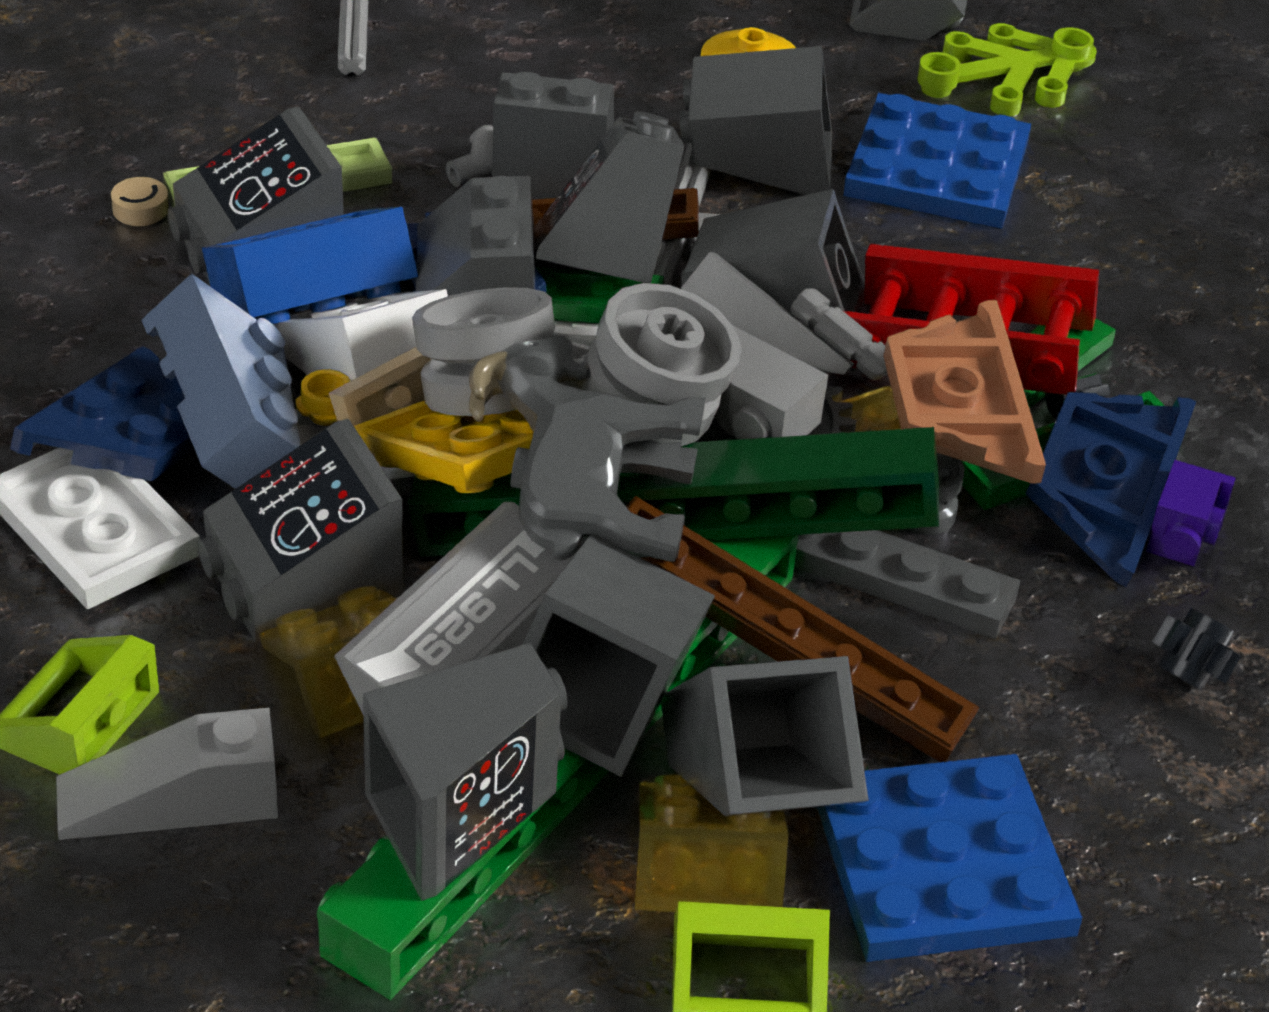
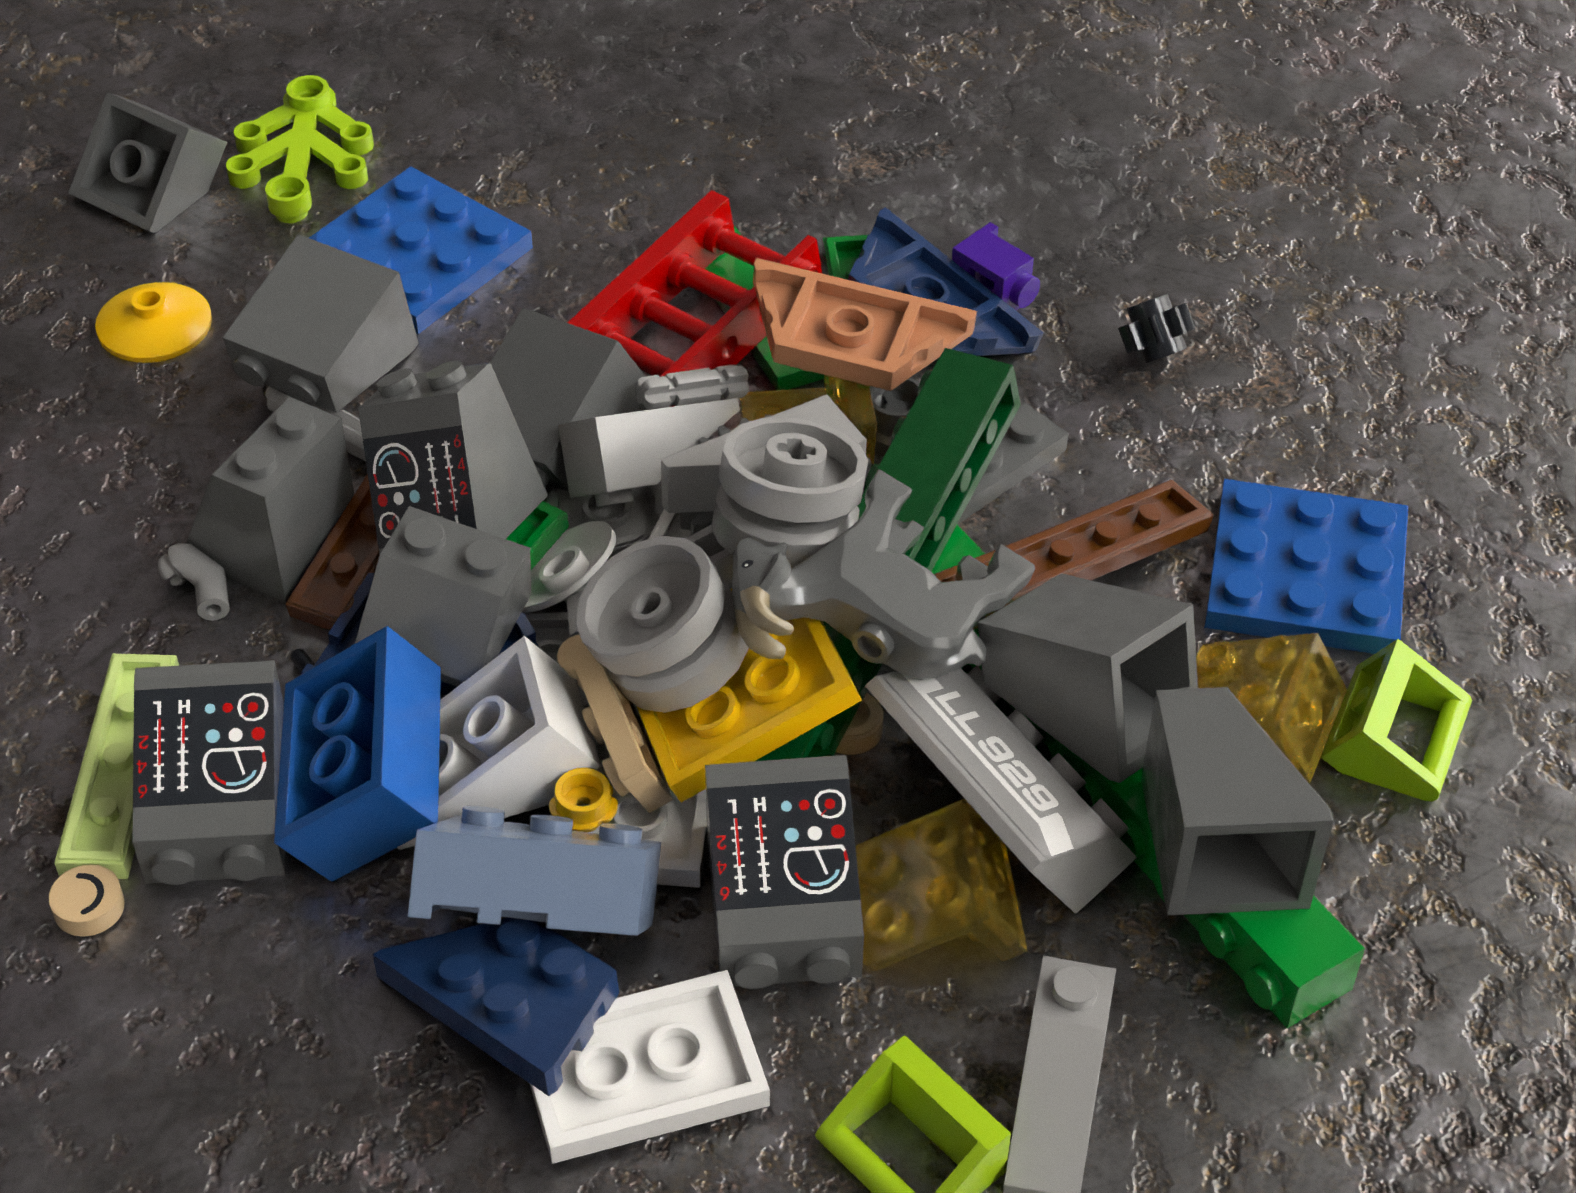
camera: 65 degrees left, 5 degrees up
(768, 736) = (1242, 592): dark grey slope -> none

